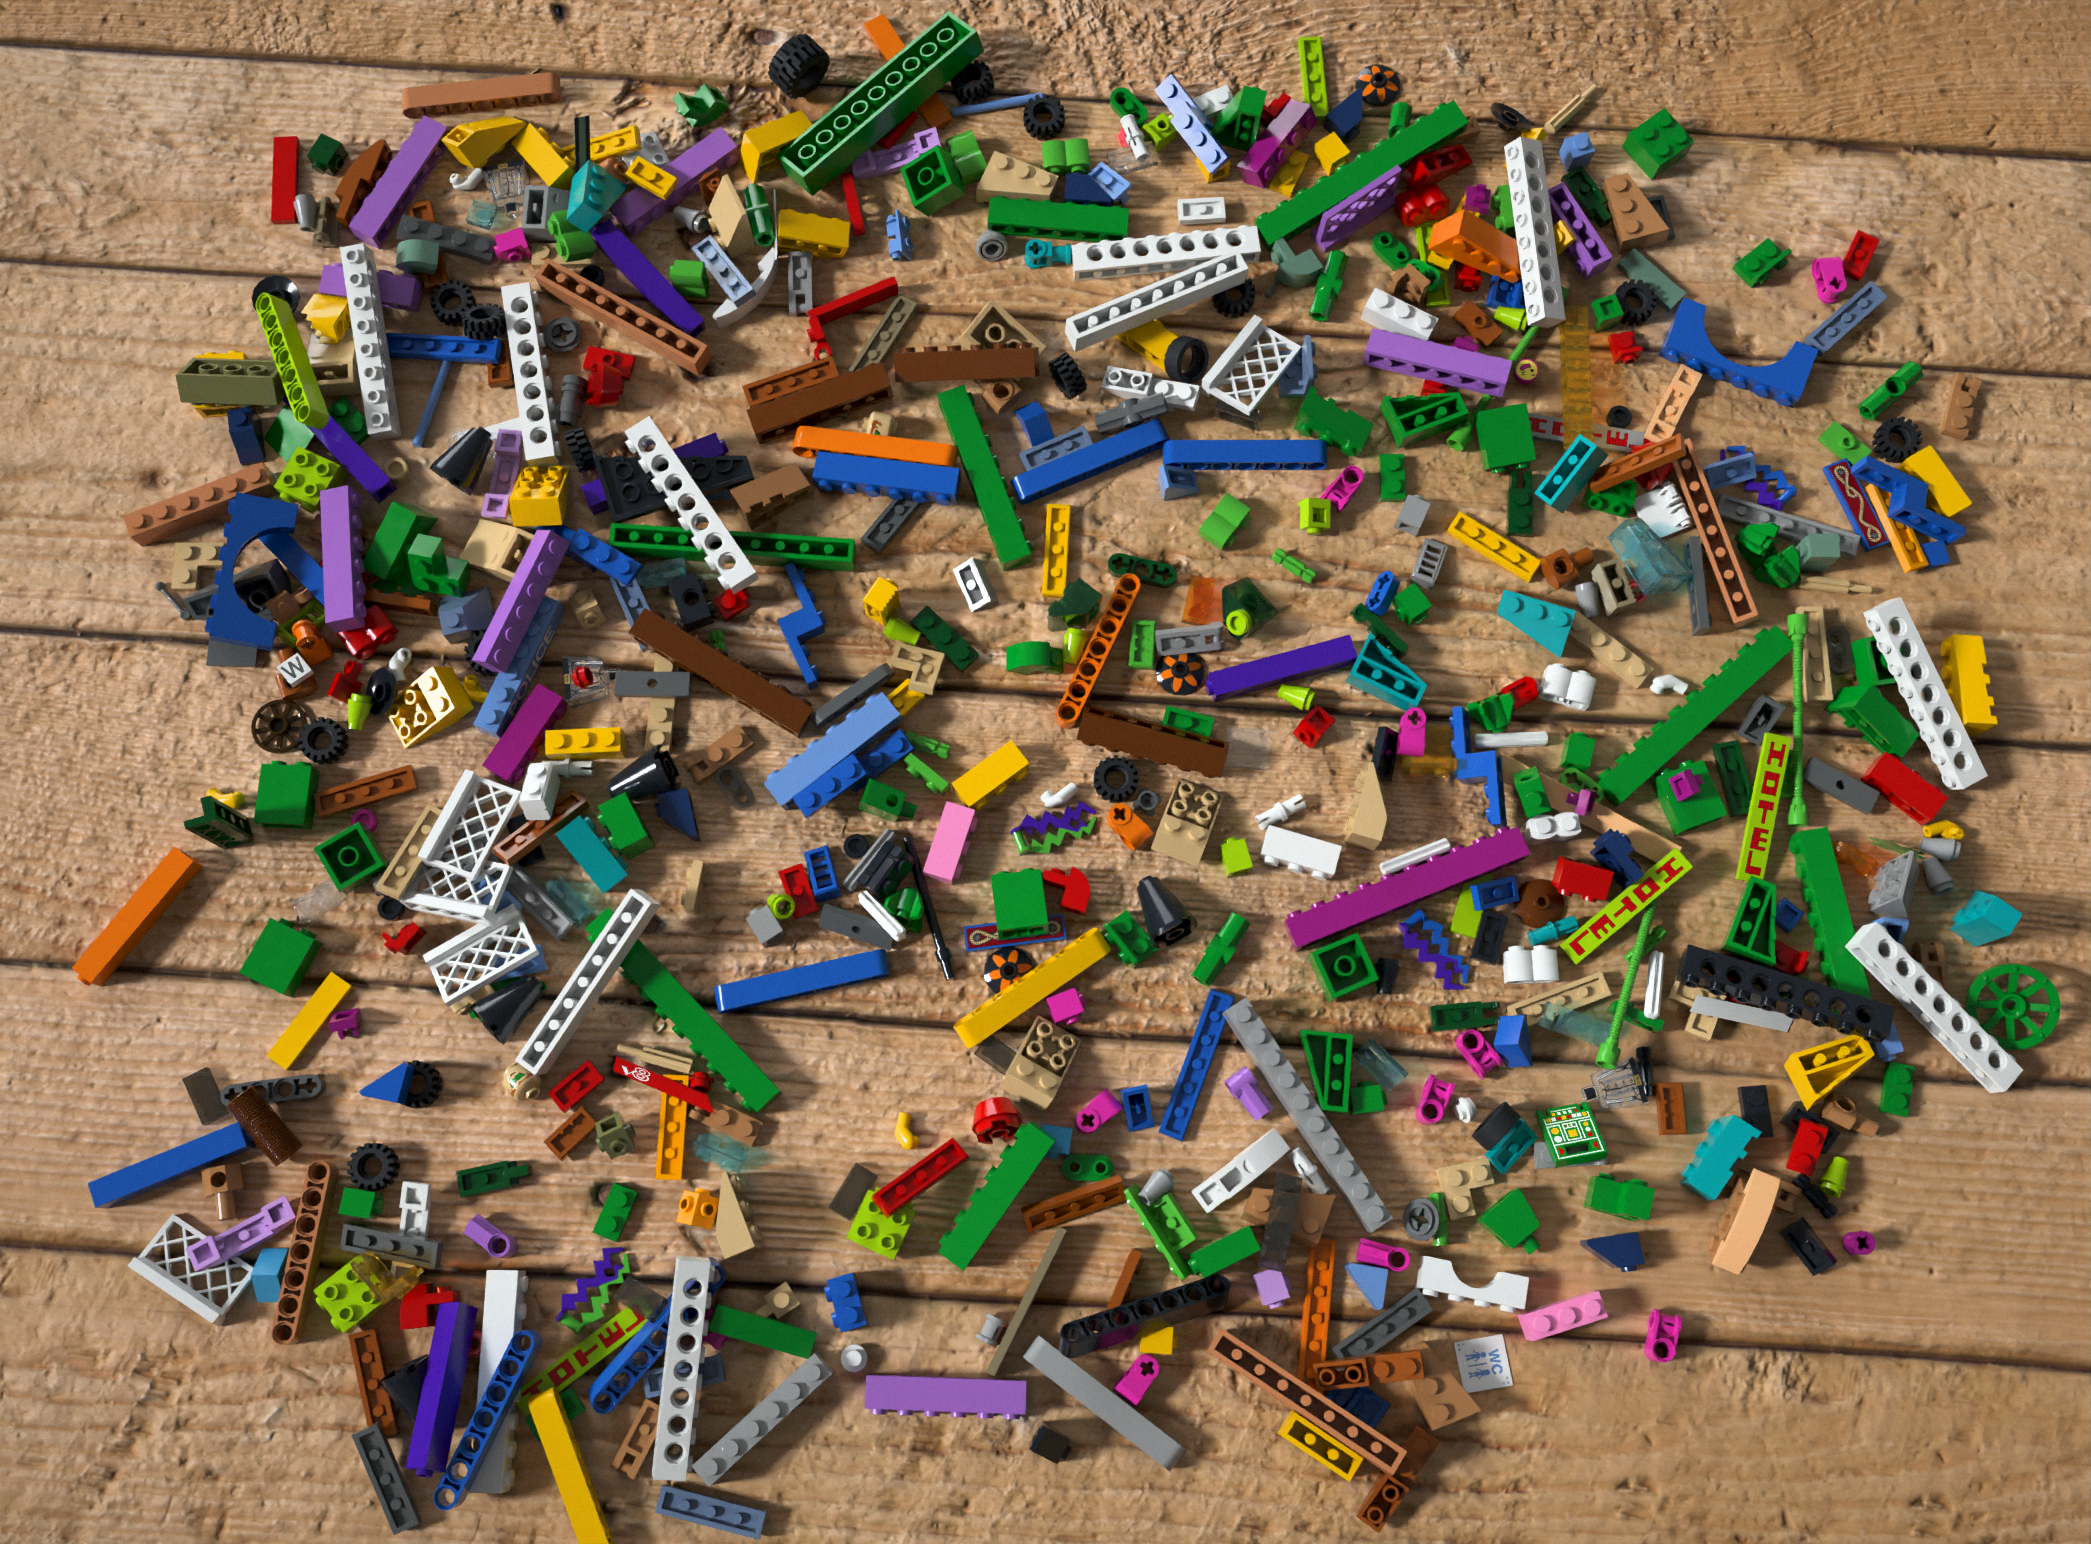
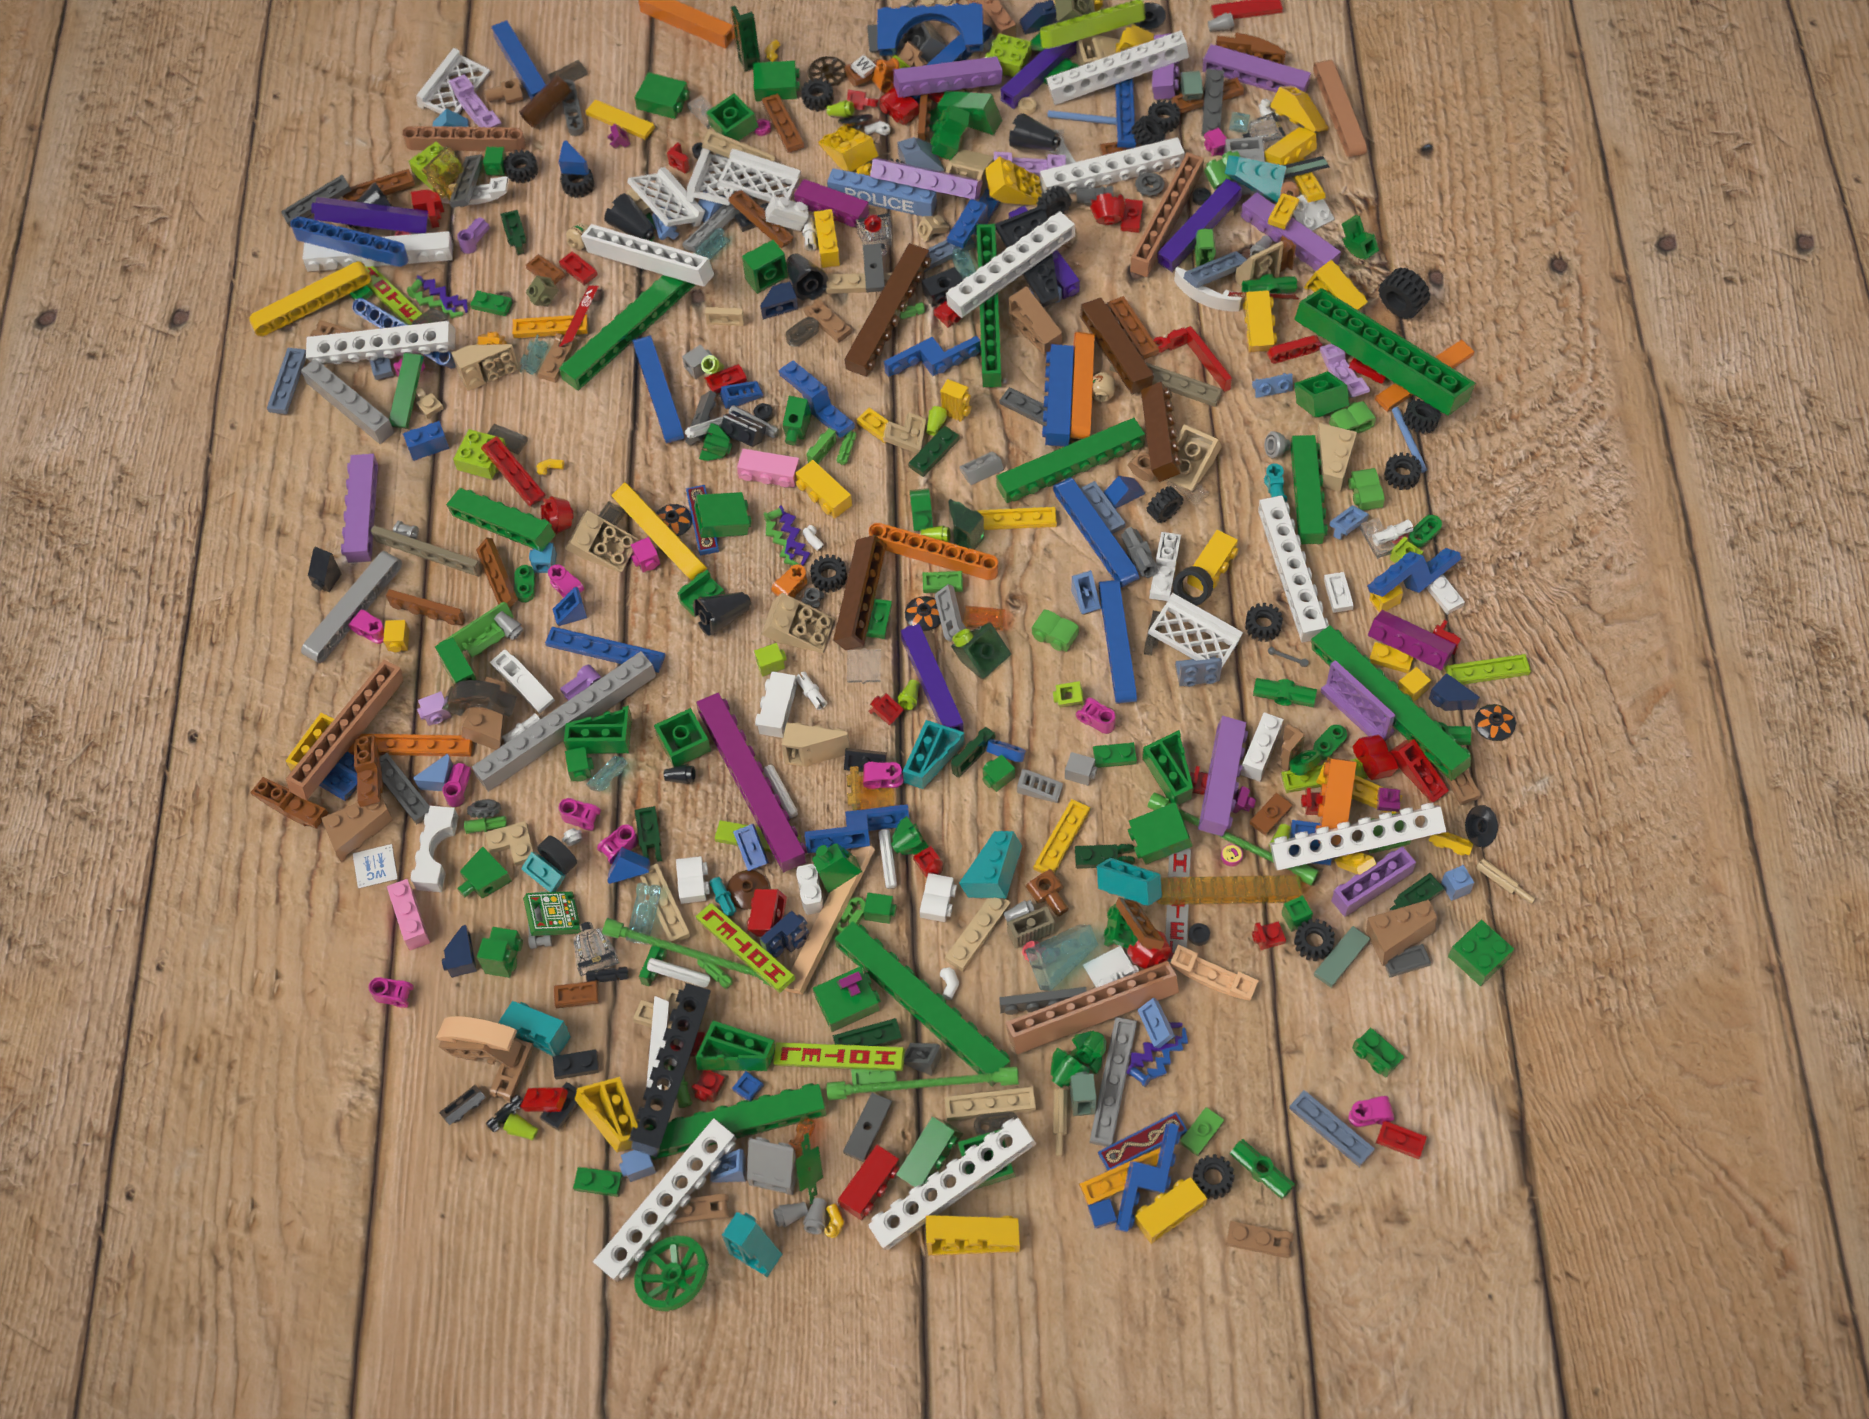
camera: 90 degrees right, 15 degrees down
(326, 223) = (1208, 35): dark tan hinge -> none
(327, 155) = (1269, 26): dark green brick -> none
(592, 852) = (748, 239): teal wedge -> none
(660, 1058) = (599, 314): tan axle -> none
(701, 1082) = (582, 338): red plate -> none
(800, 281) = (1219, 323): light grey plate -> none
(850, 737) = (841, 389): medium blue brick -> none
(852, 695) = (880, 395): dark grey beam -> none
(854, 1358) = (388, 452): white plate -> none
(942, 953) = (683, 474): black bar -> none
(1075, 886) = (739, 553): red brick -> none
(1085, 190) = (1336, 501): dark blue slope -> none
(1135, 1324) = (410, 617): black beam -> none
(1156, 300) = (1237, 552): white brick -> none
(1161, 568) = (1010, 585): dark green beam -> none
(1220, 949) = (694, 655): green piece -> none
(1241, 119) = (1425, 605): green wedge -> none
(1292, 269) = (1294, 663): sand green brick -> none
(1294, 565) = (1024, 686): bright green axle -> none
(1331, 424) = (1153, 699): green wedge -> none
(1442, 957) = (696, 814): piece -> none
(1488, 937) = (714, 848): black plate -> none
(1584, 801) = (831, 906): magenta tile -> none
(1690, 346) = (1258, 1070): blue arch -> none
(1843, 1113) = (571, 1138): medium nougat piece -> none
(1866, 1241) = (465, 1139): magenta bush -> none

